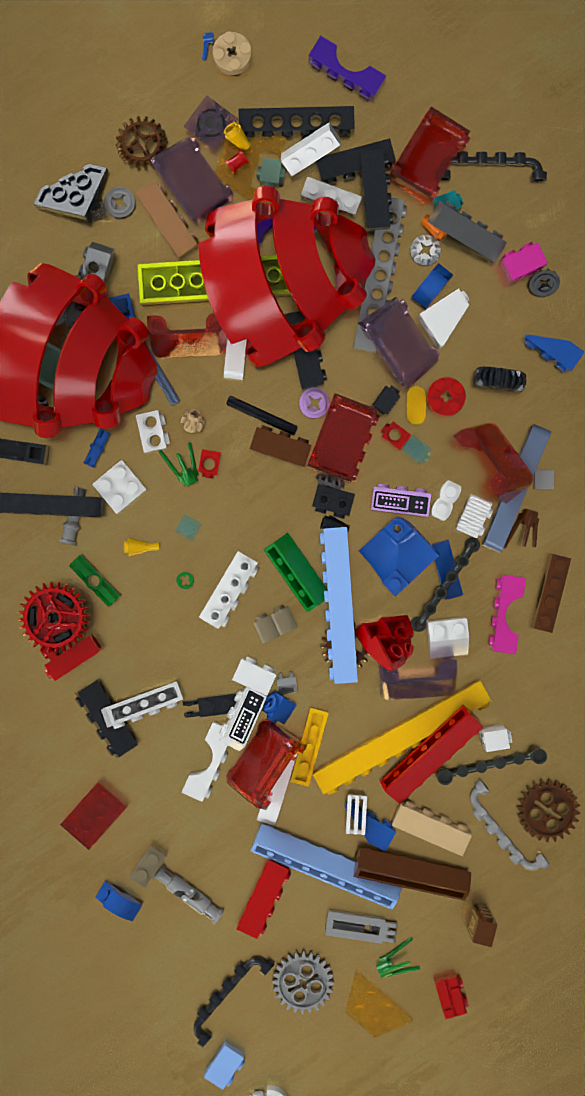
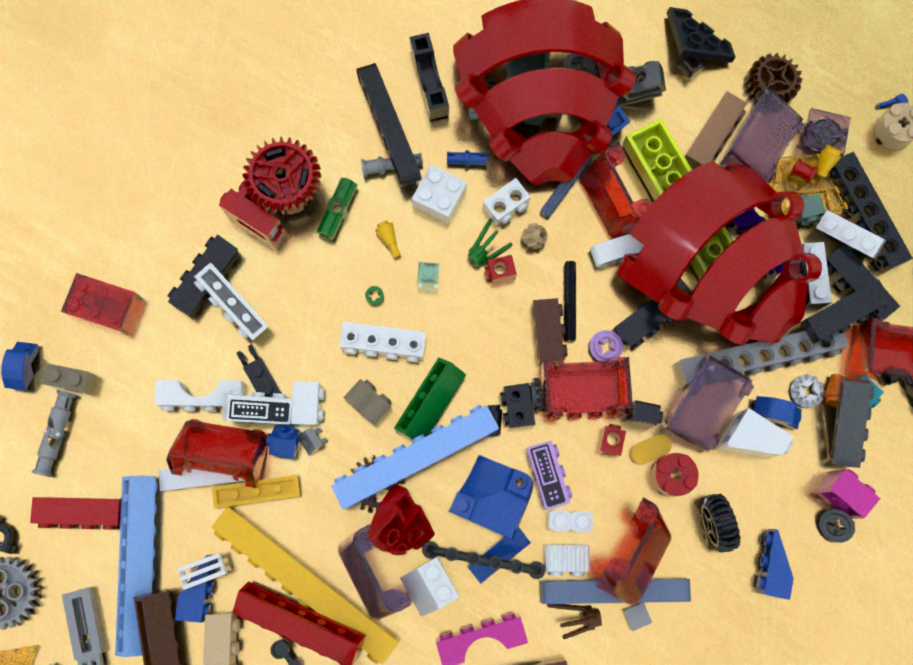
camera: 60 degrees right, 10 degrees down
(117, 193) = (715, 79): light grey gear -> none
(416, 450) = (607, 469): clear light blue brick -> none

